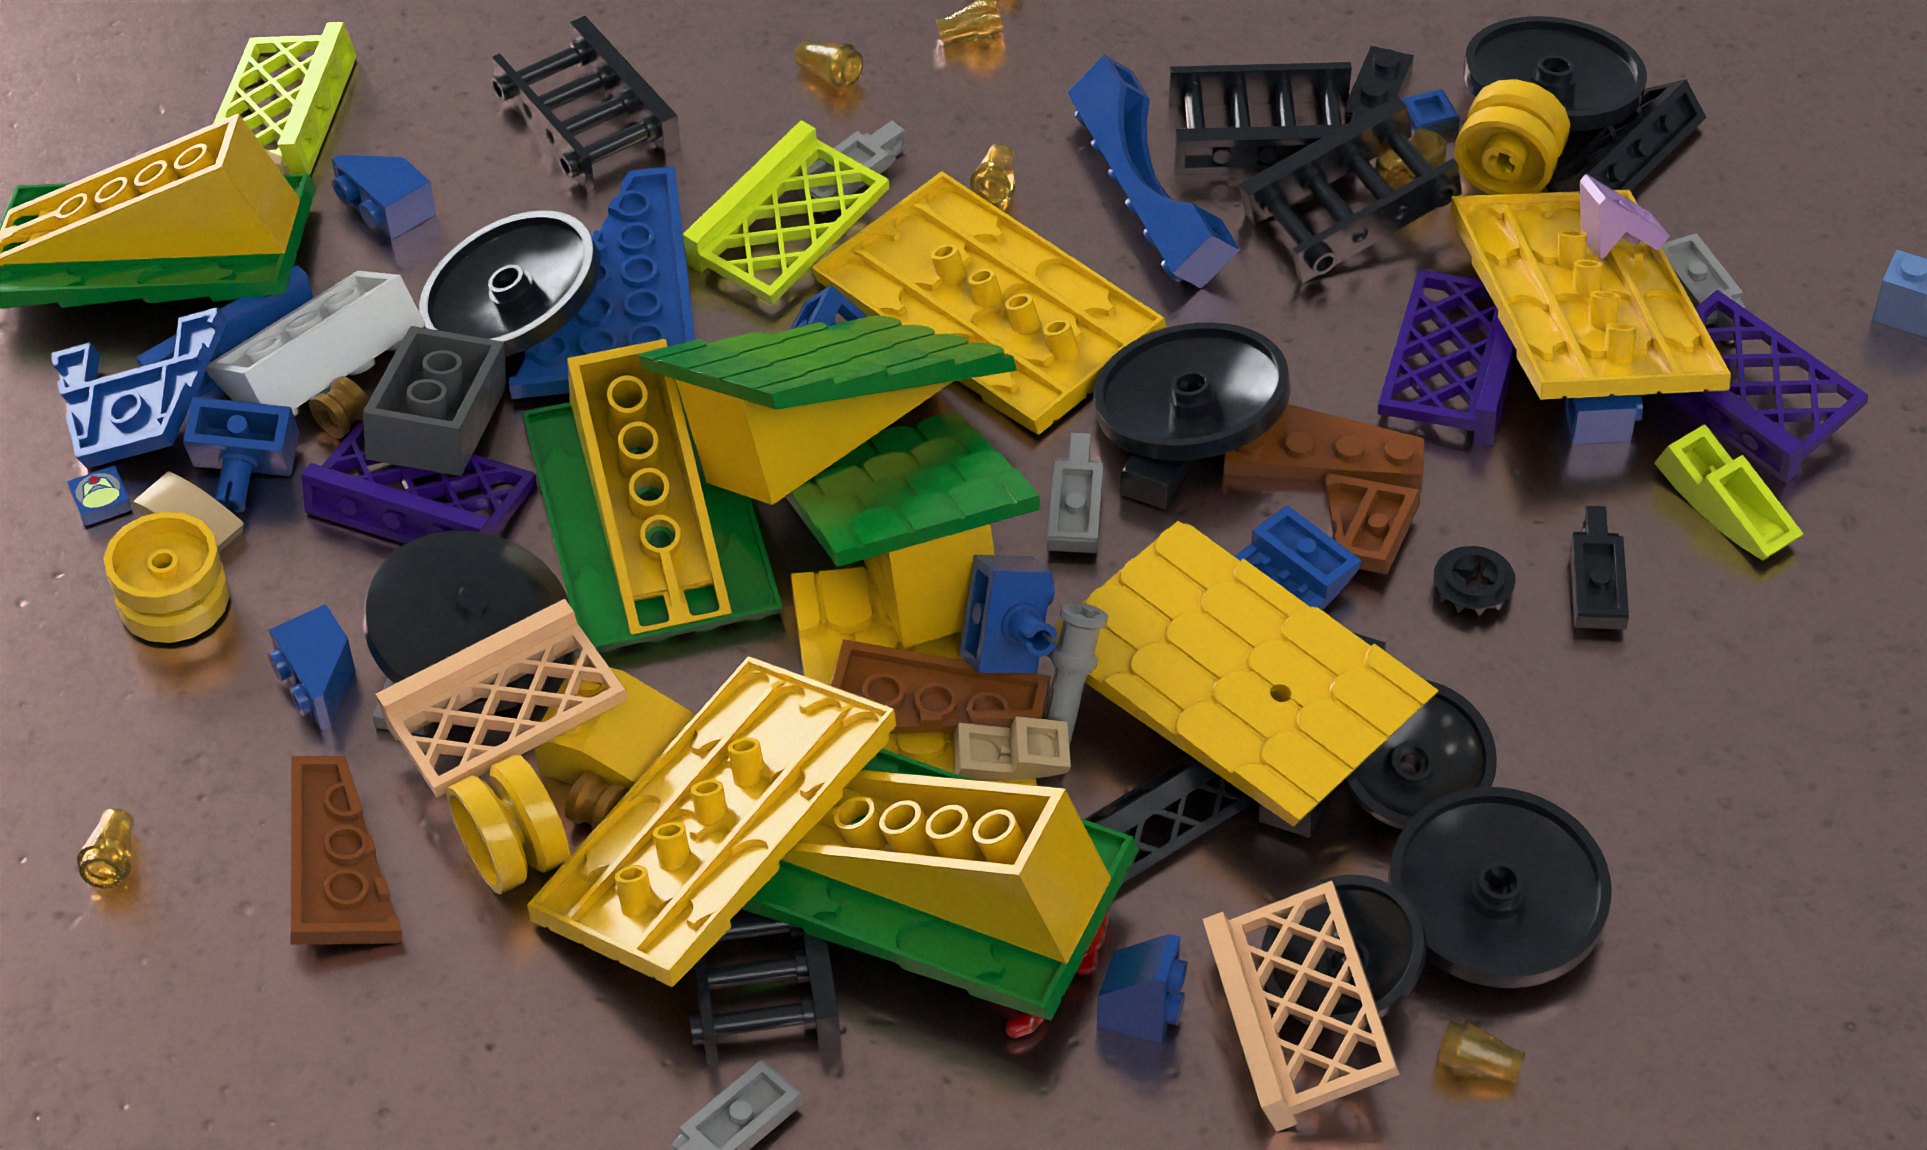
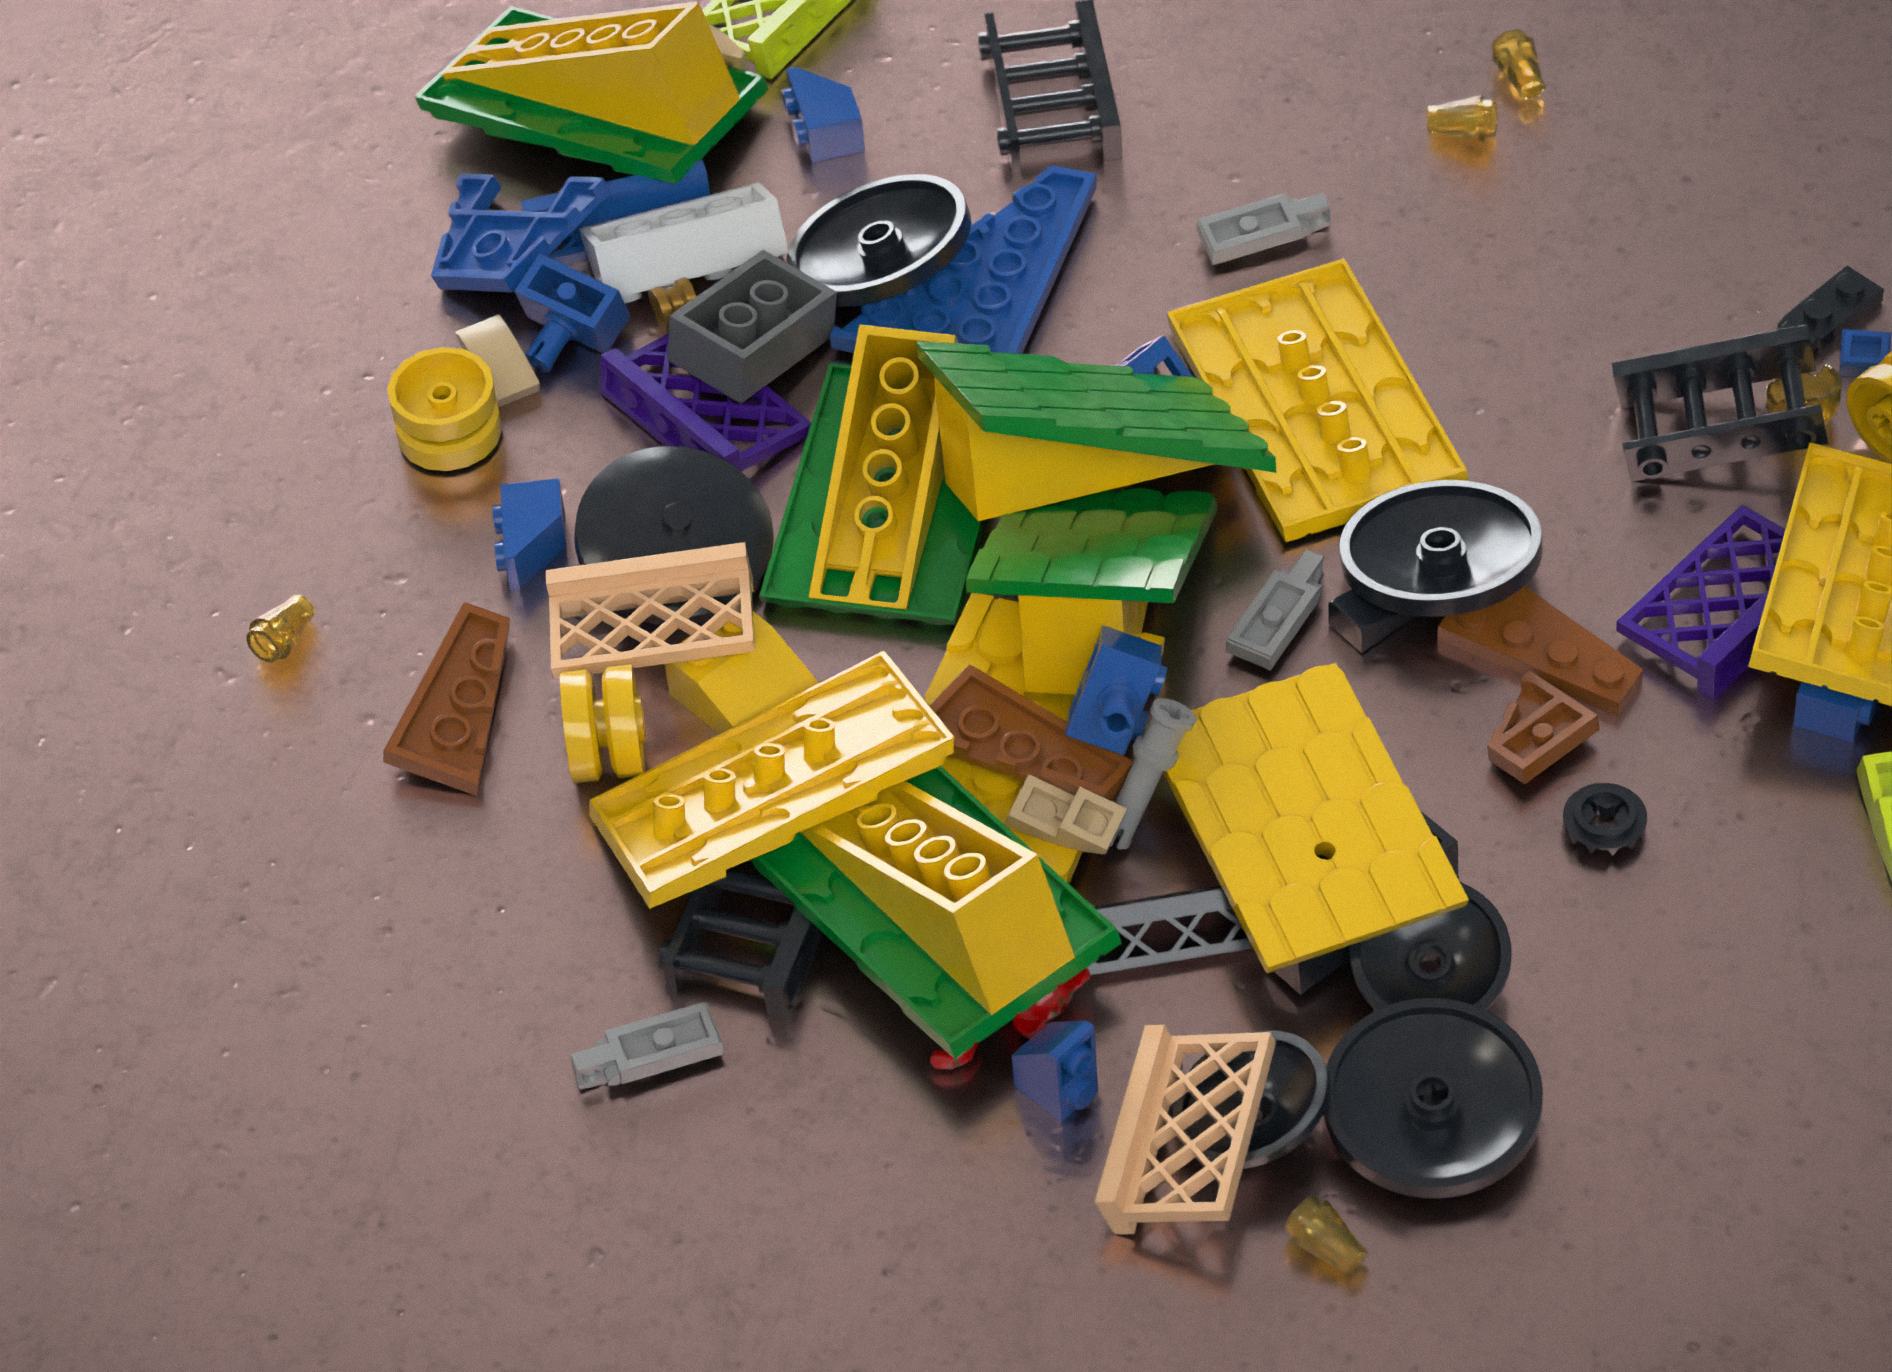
camera: 30 degrees right, 0 degrees up
(99, 495) = (435, 317): tile -> none
(592, 799) = (690, 727): pearl gold wheel -> none
(757, 197) = (1152, 229): neon yellow fence -> none
(831, 61) = (1308, 118): clear yellow cone -> none
(995, 175) = (1391, 280): clear yellow cone -> none
(1116, 114) = (1539, 255): blue arch -> none
(1247, 147) = (1654, 328): black fence -> none
(1300, 557) = (1438, 745): blue slope -> none
(1598, 574) = (1725, 854): black hinge -> none

